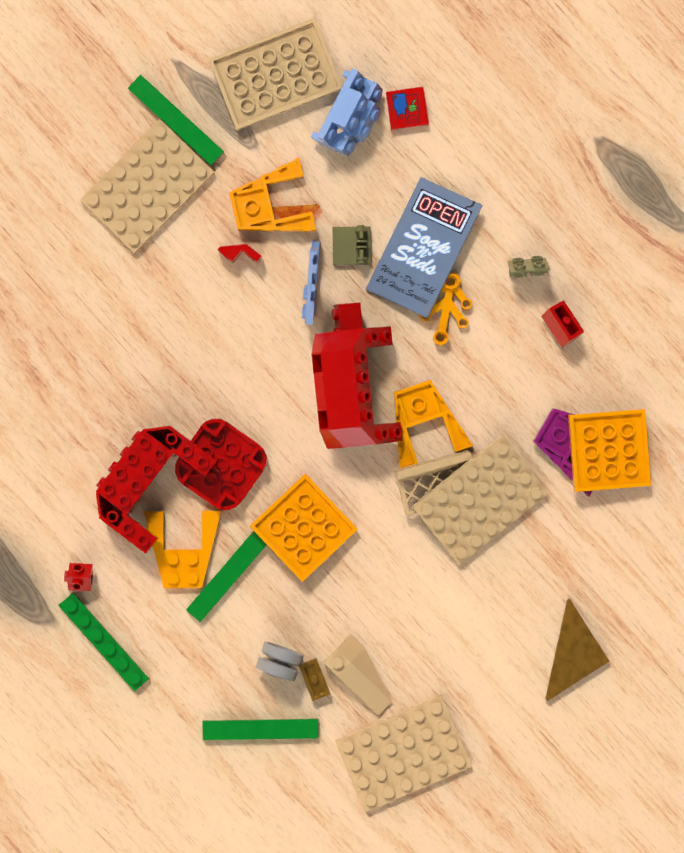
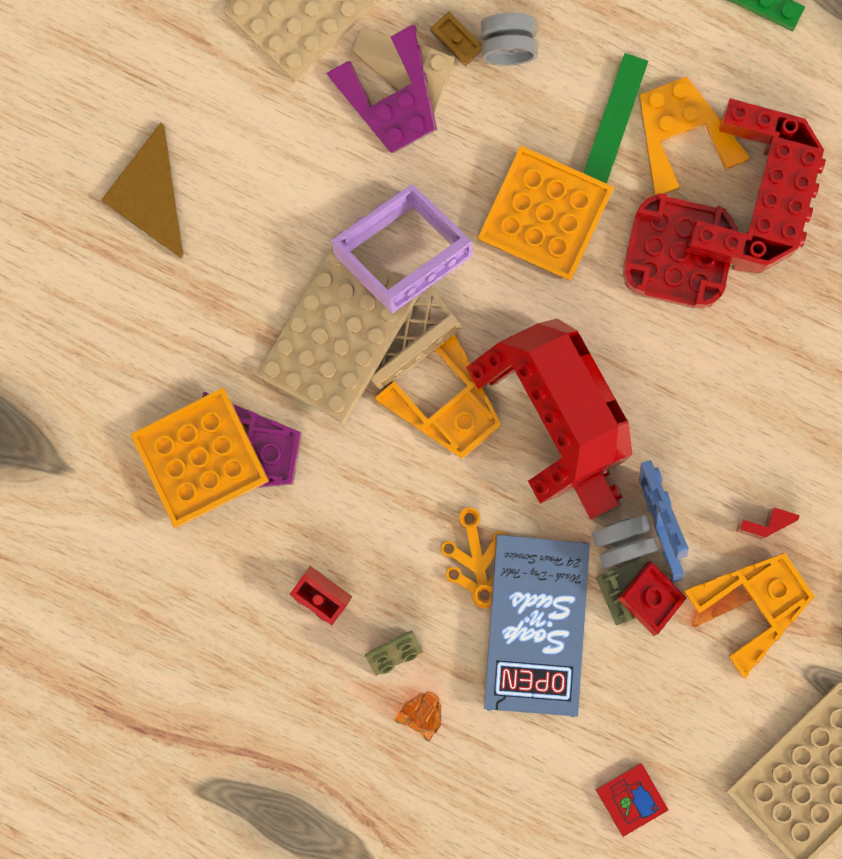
camera: 155 degrees right, 5 degrees down
(79, 576) = (794, 48): red brick -> none
(339, 234) = (652, 598): none -> red tile
(343, 278) = (624, 540): none -> light grey wheel
(352, 113) = (702, 761): medium blue piece -> none
(377, 637) = (403, 115): none -> magenta wing
(407, 511) = (424, 276): none -> lavender window
(525, 218) = (422, 714): none -> clear orange brick

